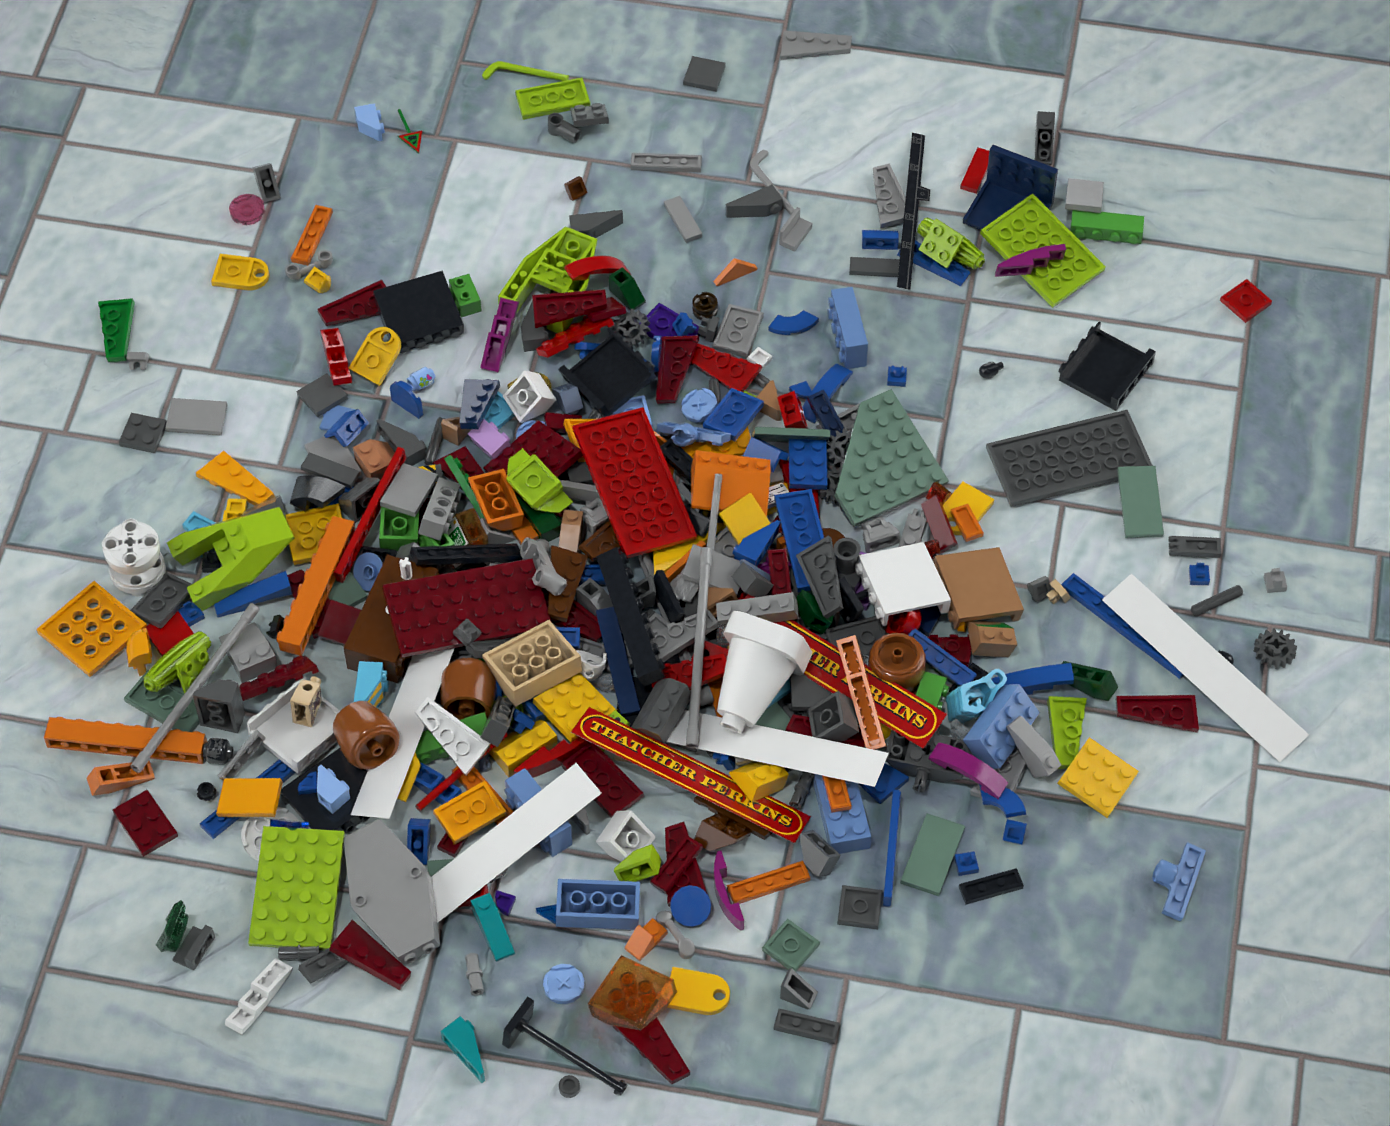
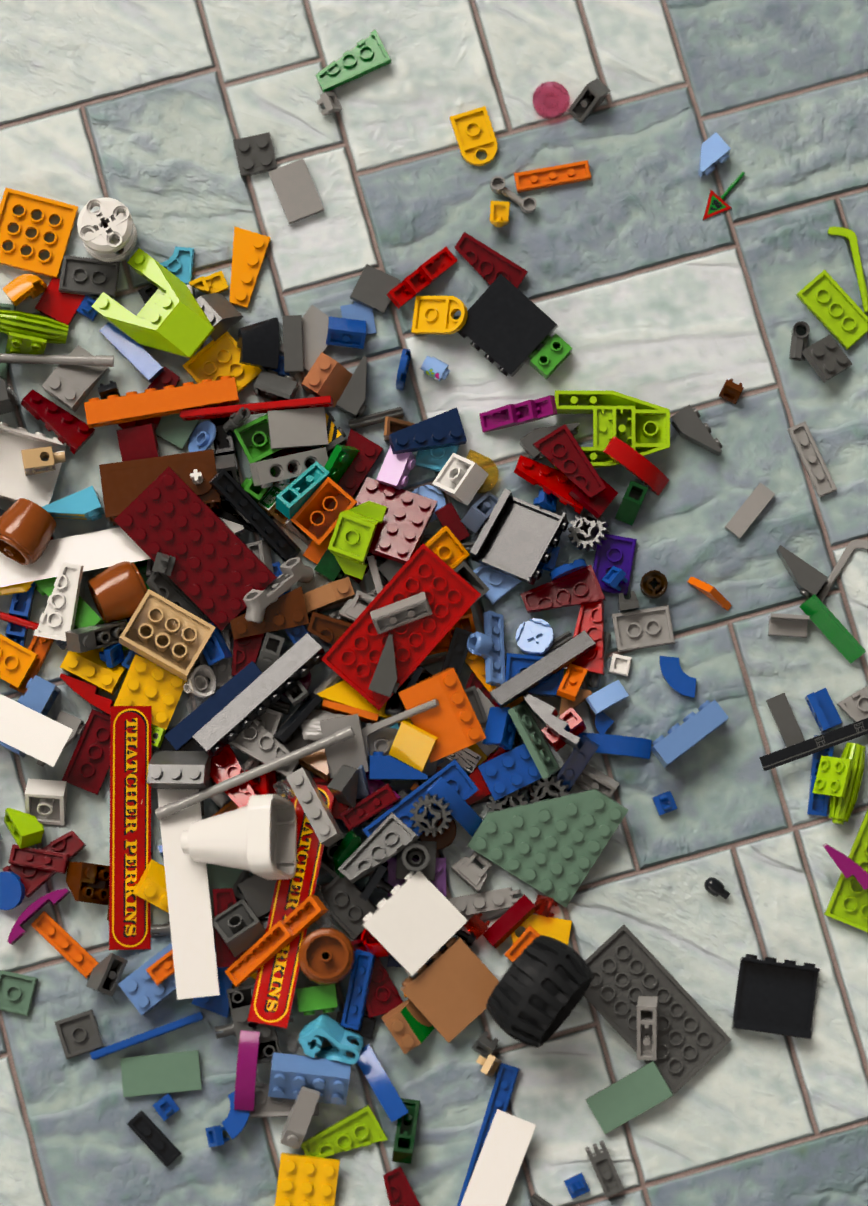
camera: 65 degrees right, 25 degrees up
(372, 530) = (236, 420): none -> dark grey pin
(467, 504) = (300, 490): none -> teal slope
(623, 471) = (401, 613): none -> light grey slope
(668, 507) = (386, 671): none -> dark grey slope
(733, 401) = (543, 669): none -> tile
(756, 387) = (572, 682): none -> orange plate
(776, 413) = (548, 717): none -> slope
(782, 375) = (606, 697): none -> light blue slope
(807, 523) = (439, 813): none -> dark grey gear
(816, 201) = (832, 628): none -> green tile
(816, 508) = (461, 810): none -> blue slope
(1016, 505) = (539, 991): none -> black tyre
(1085, 457) = (647, 1028): none -> light grey slope

